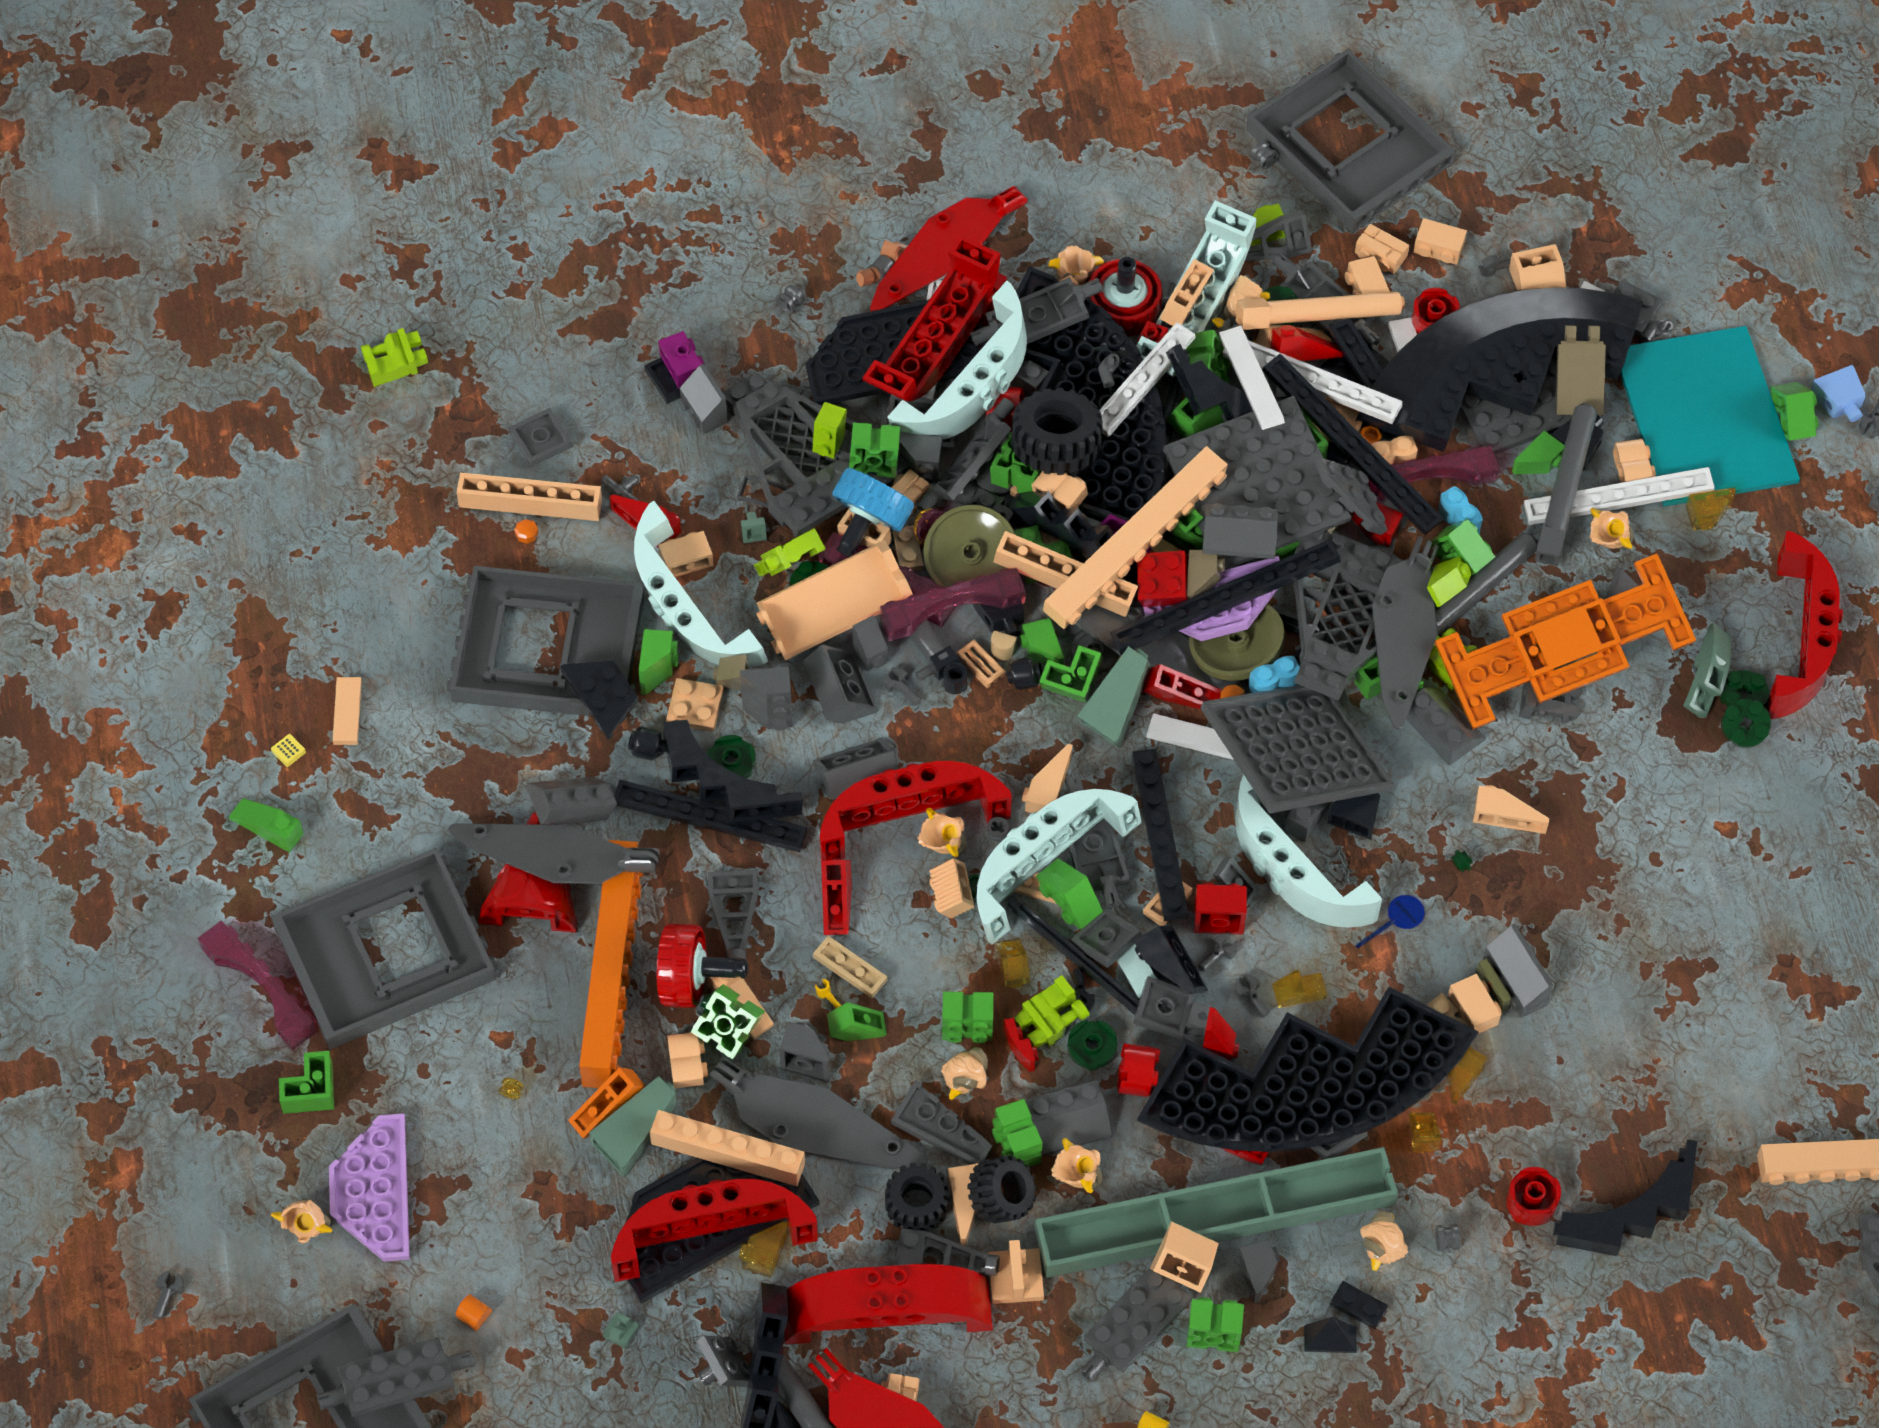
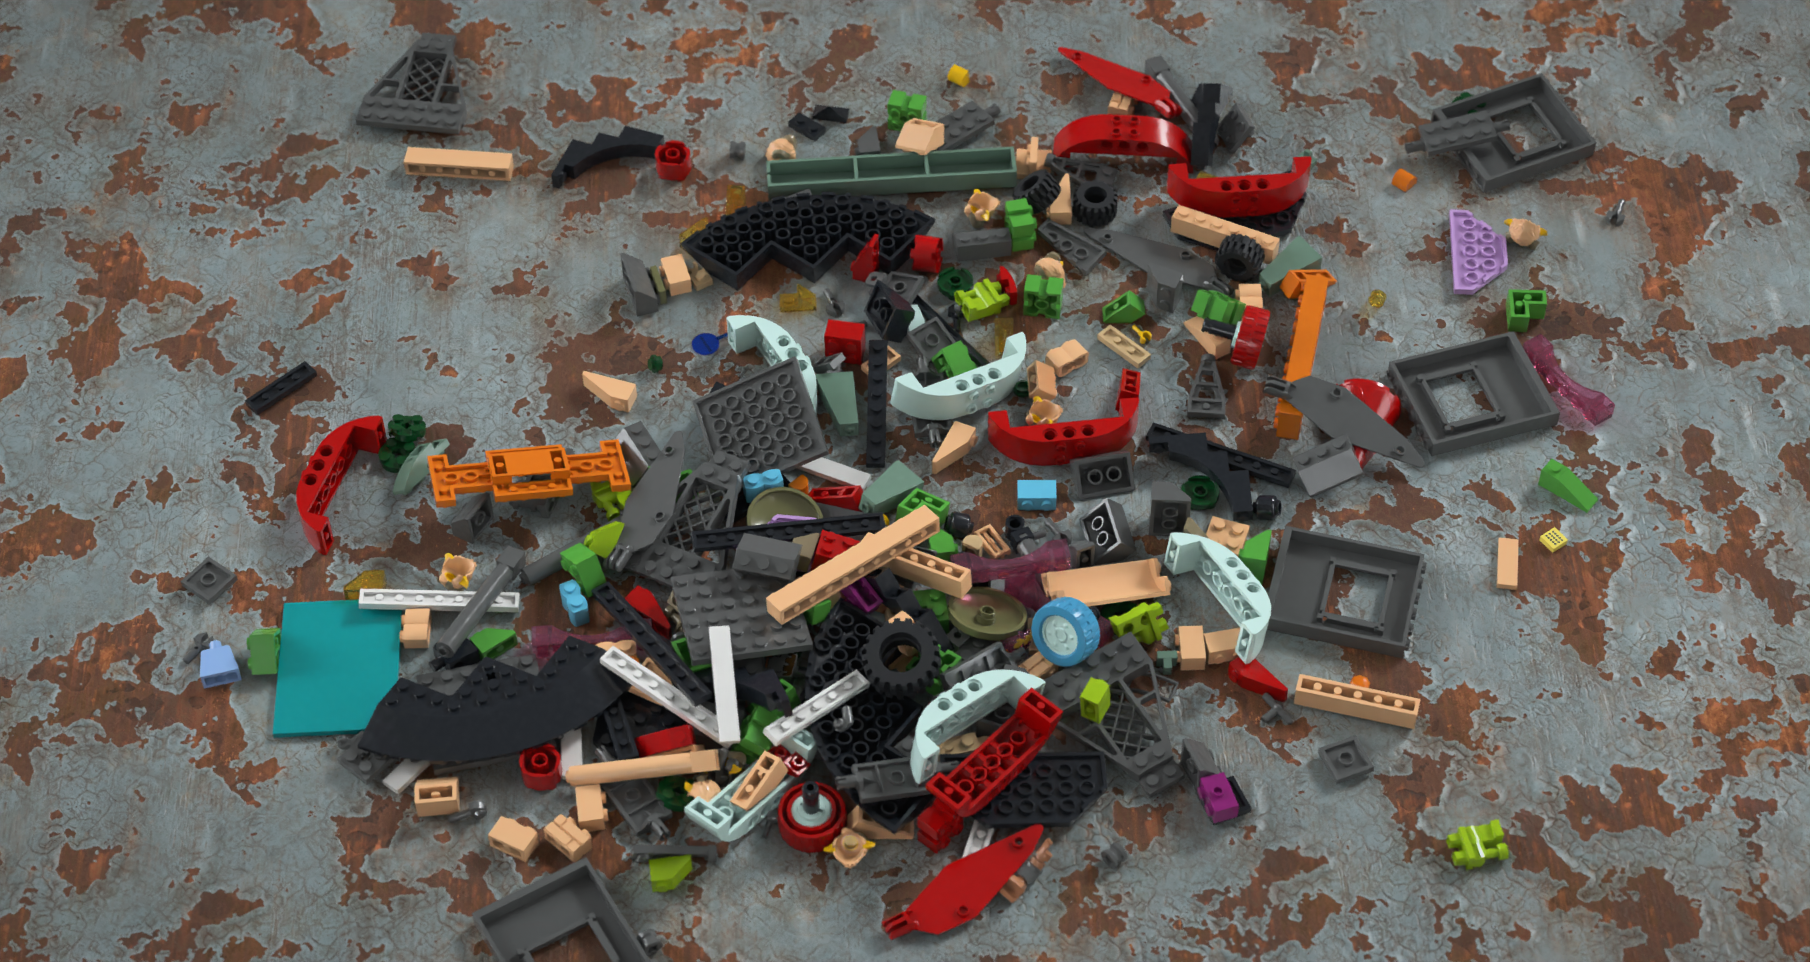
camera: 170 degrees left, 10 degrees down
(602, 692) = (1300, 534): black wing -> none
(706, 1103) = (1239, 257): none -> black tyre
(725, 547) = (1191, 647): none -> light nougat brick
(874, 449) = (1060, 675): bright green brick -> none
(924, 936) = (1067, 357): none -> light nougat brick
(935, 726) = (1036, 495): none -> medium azure brick
(1207, 830) = (839, 398): none -> sand green slope
(1354, 493) = (663, 599): dark grey plate -> none
(1580, 371) = (438, 675): dark tan tile -> none

